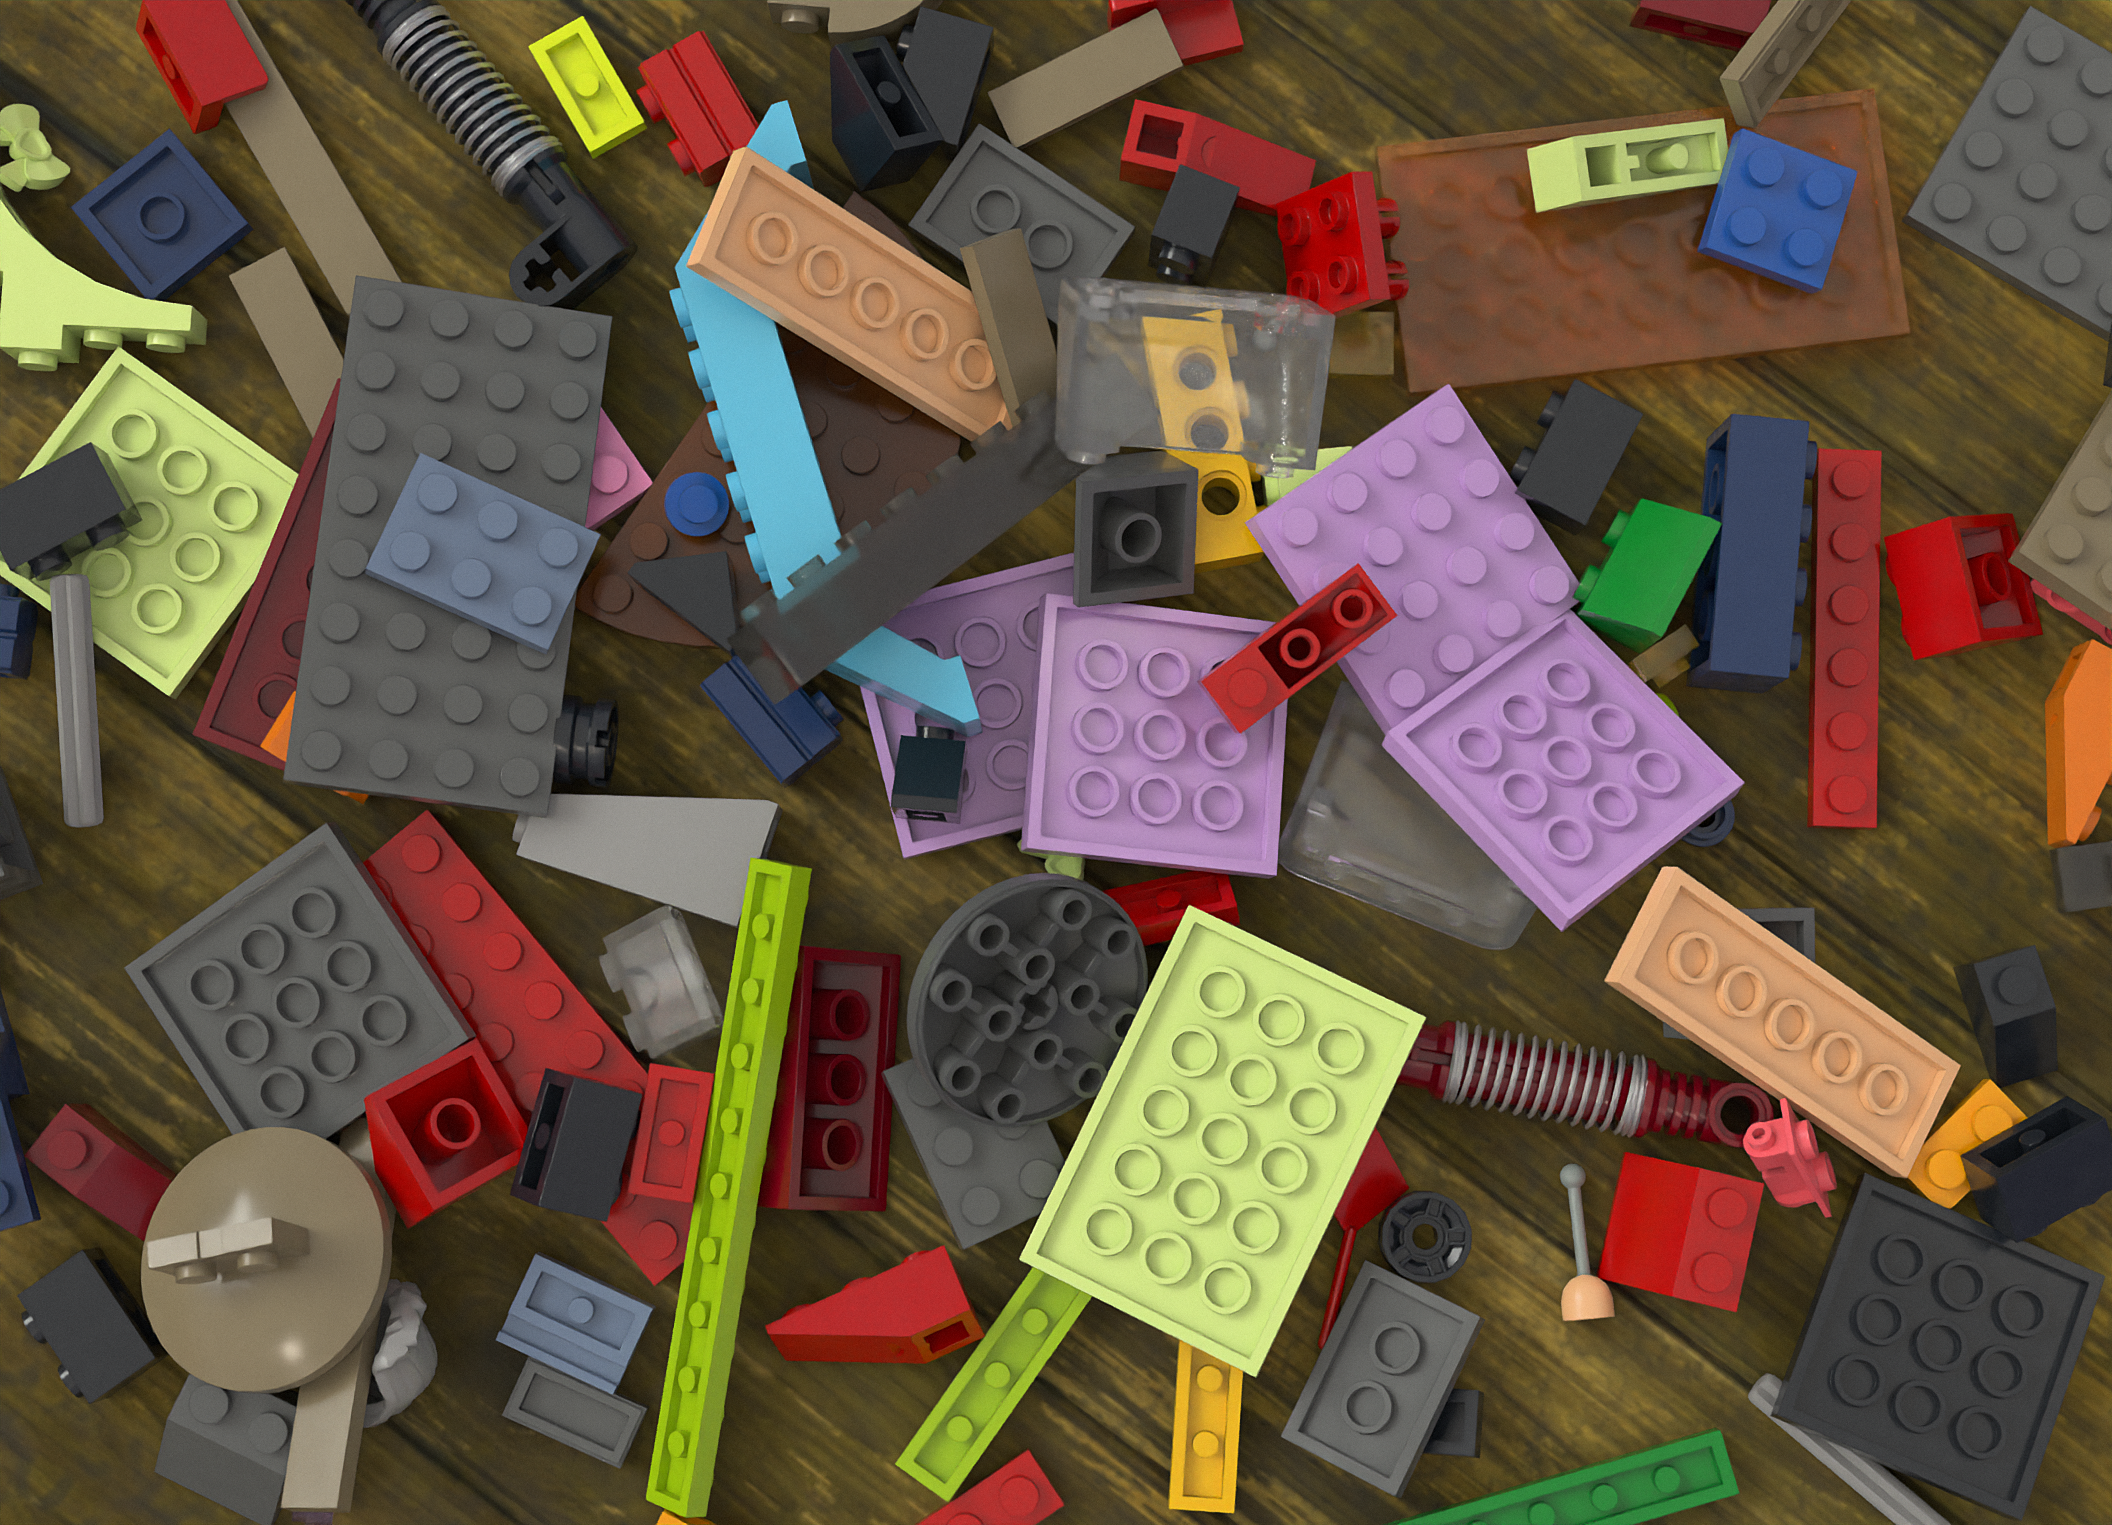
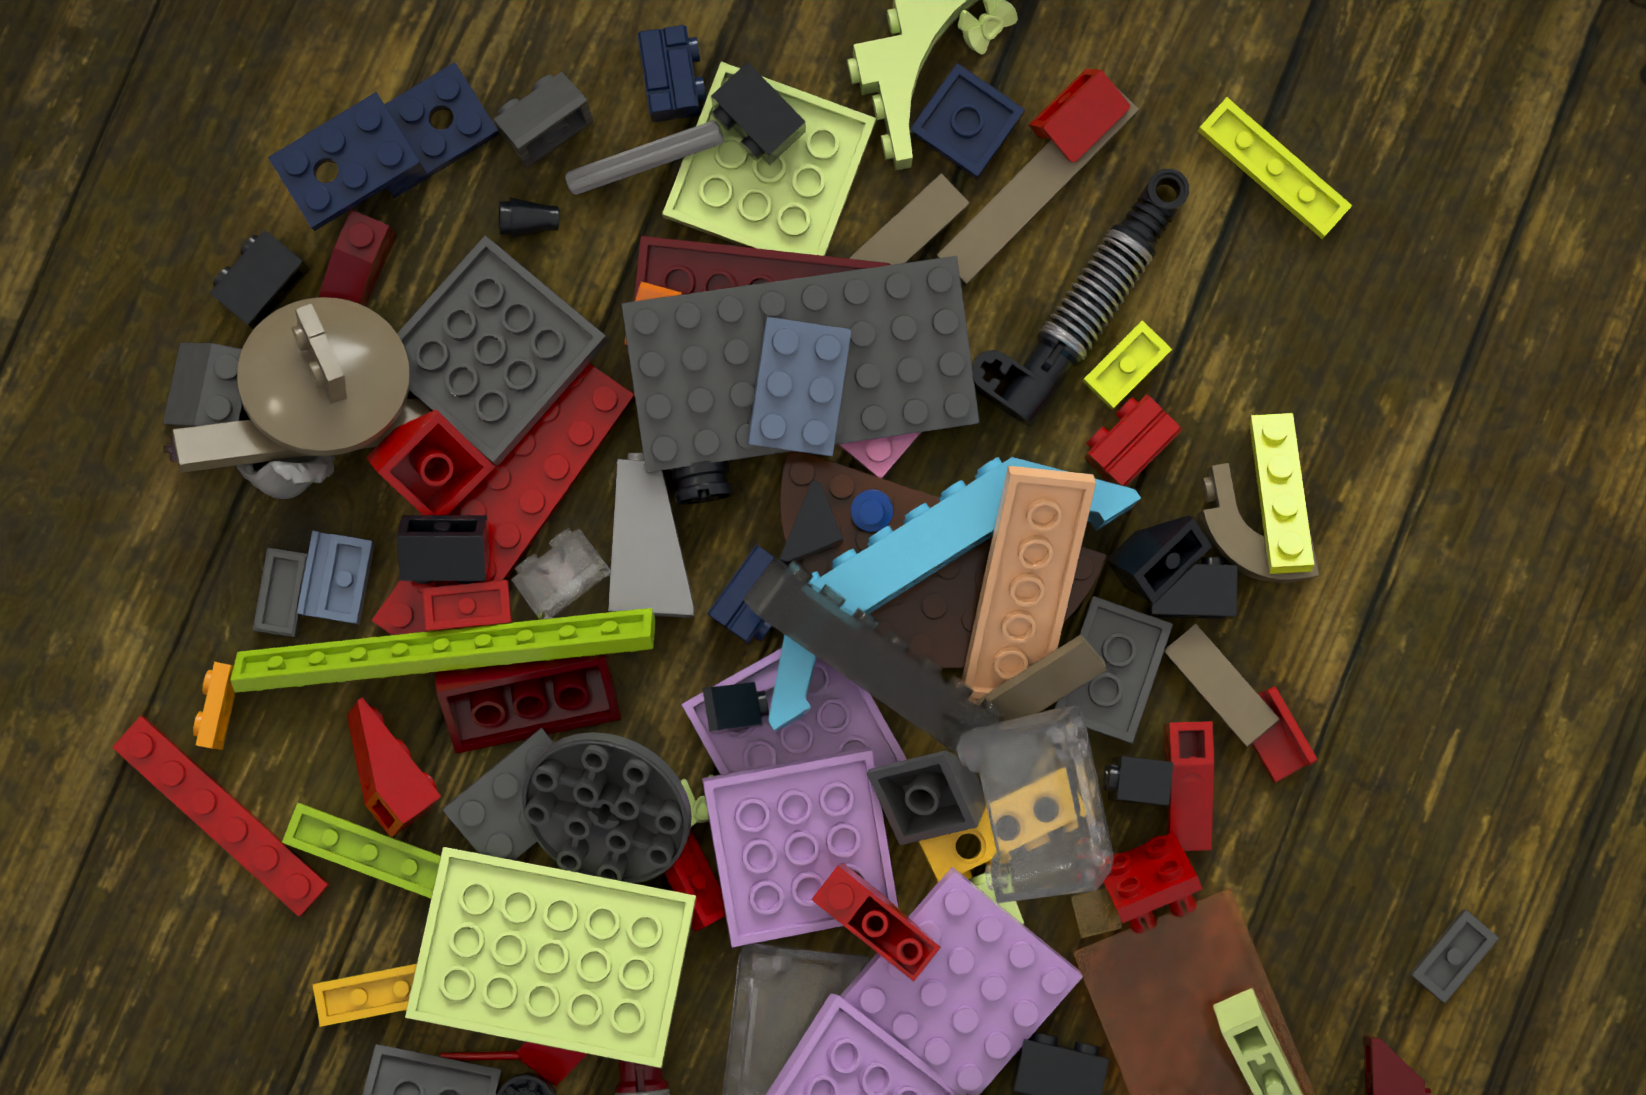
camera: 75 degrees right, 0 degrees up
(116, 901) = (526, 218): none -> black cone

